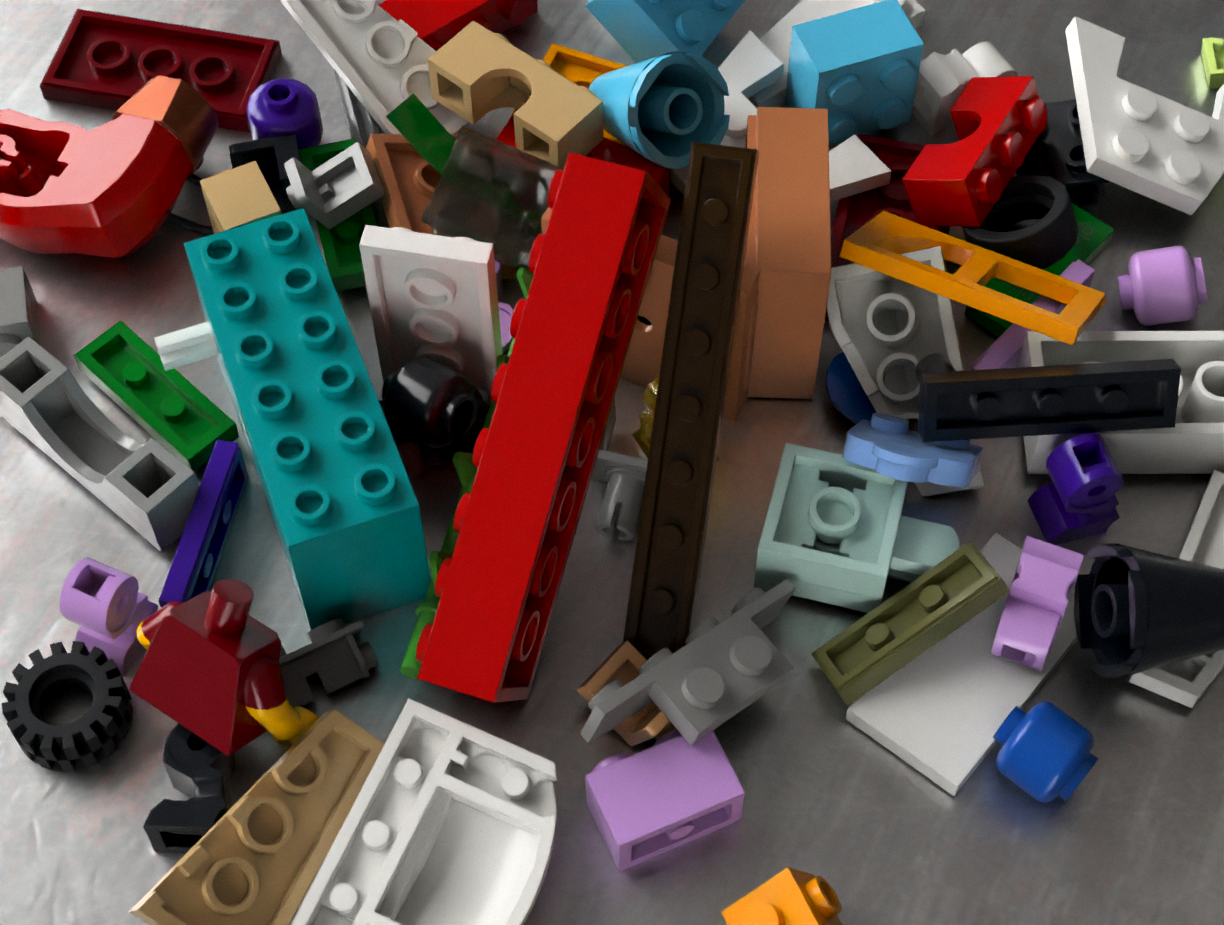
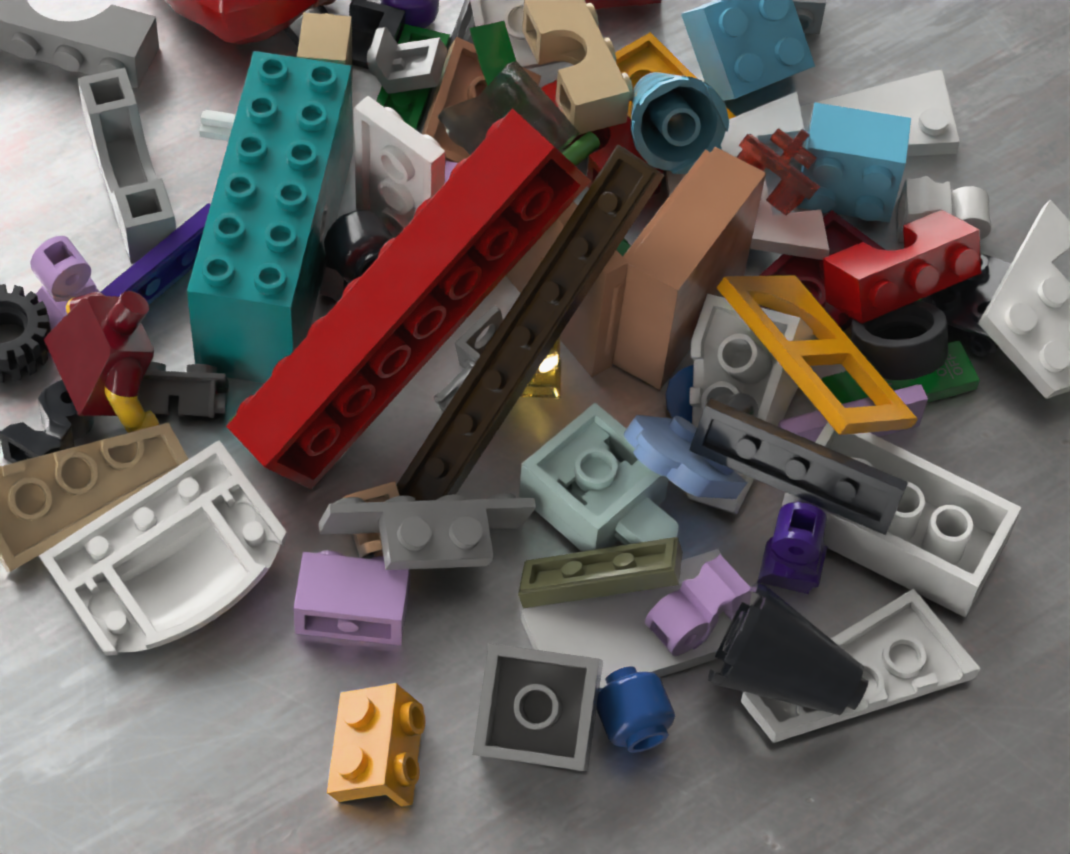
camera: 25 degrees right, 0 degrees up
(155, 398) = (192, 158): green plate -> none
(803, 83) = (794, 184): none -> clear red hips
(958, 808) = (538, 707): none -> light grey brick
(1163, 285) = (981, 439): lavender head -> none

